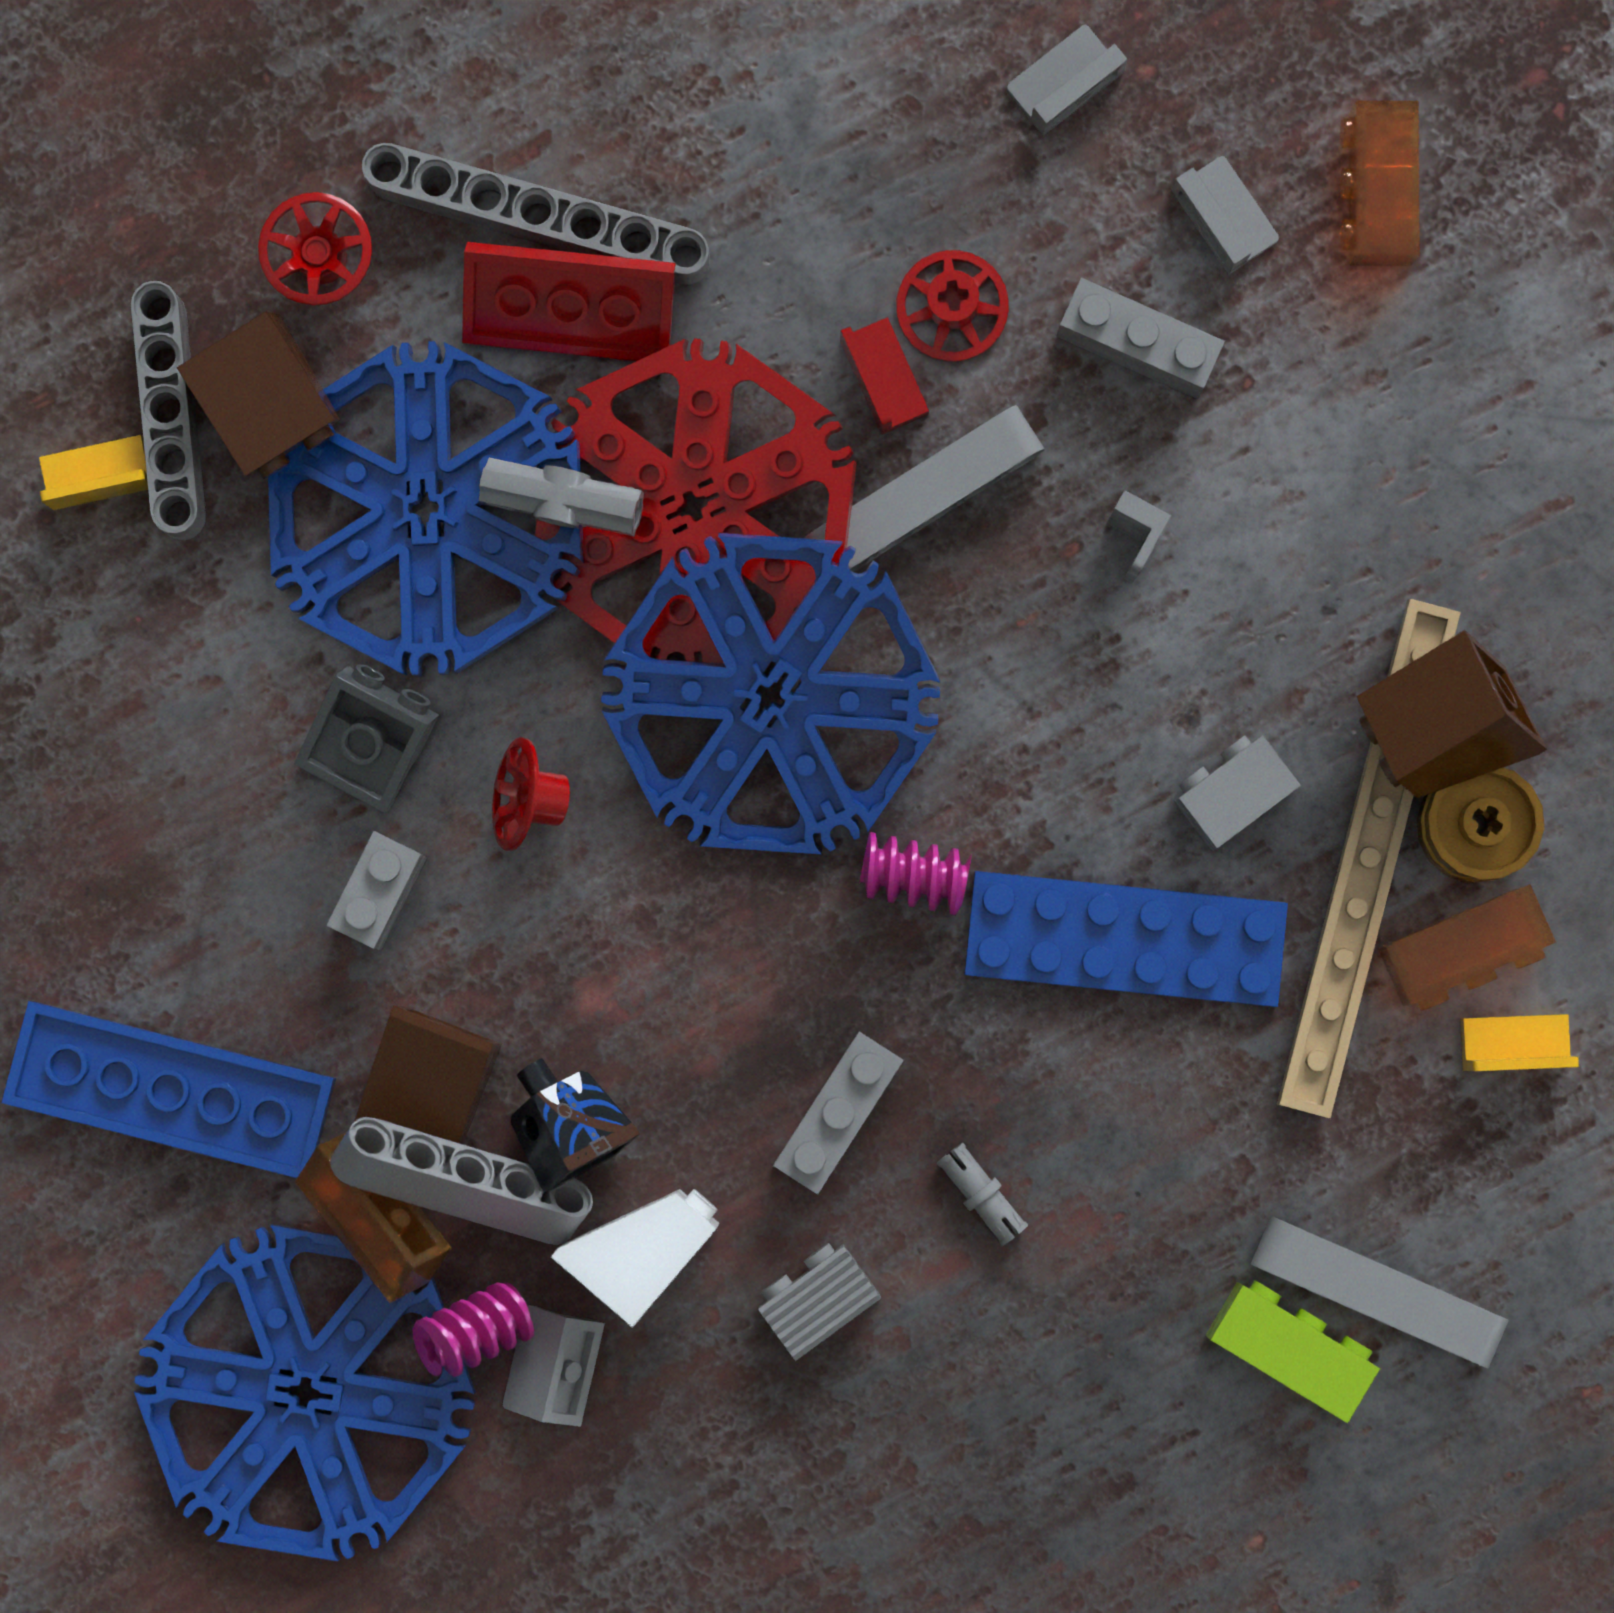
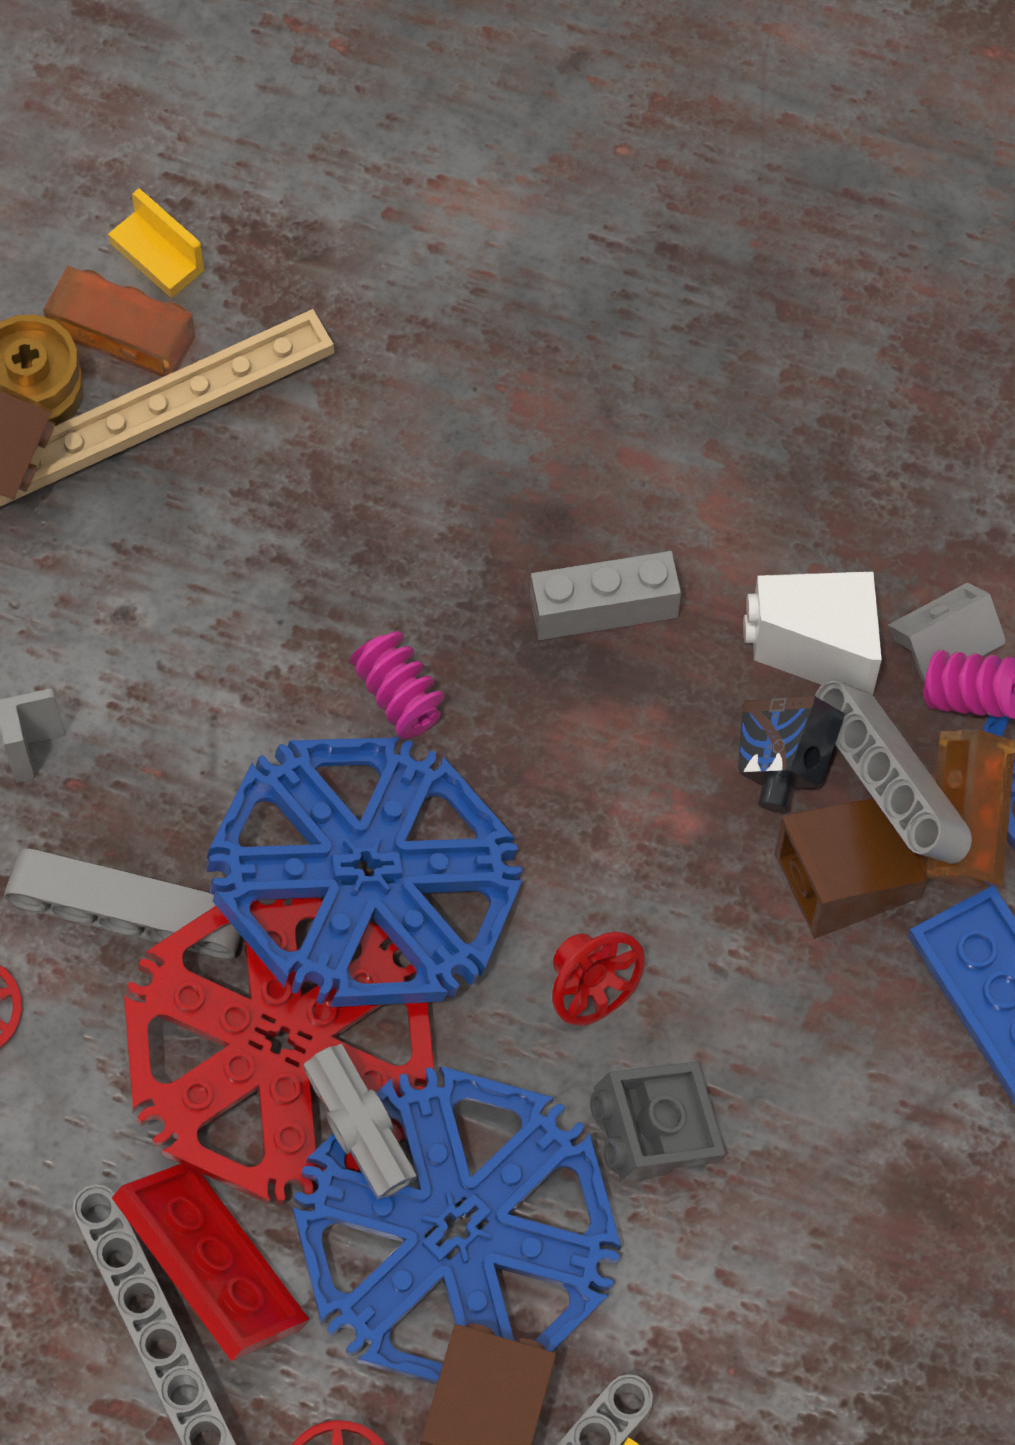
camera: 135 degrees left, 20 degrees down
(376, 891) = (756, 1015): light grey brick -> none
(818, 1300) = (737, 506): light grey brick -> none
(883, 375) = (63, 1006): red panel -> none
(982, 1194) = (568, 472): light grey pin -> none
(1126, 939) = (314, 527): blue plate -> none
(1235, 792) = (148, 536): light grey brick -> none
(1294, 1349) = (482, 215): lime brick -> none
(1379, 1292) = (396, 199): light grey beam -> none

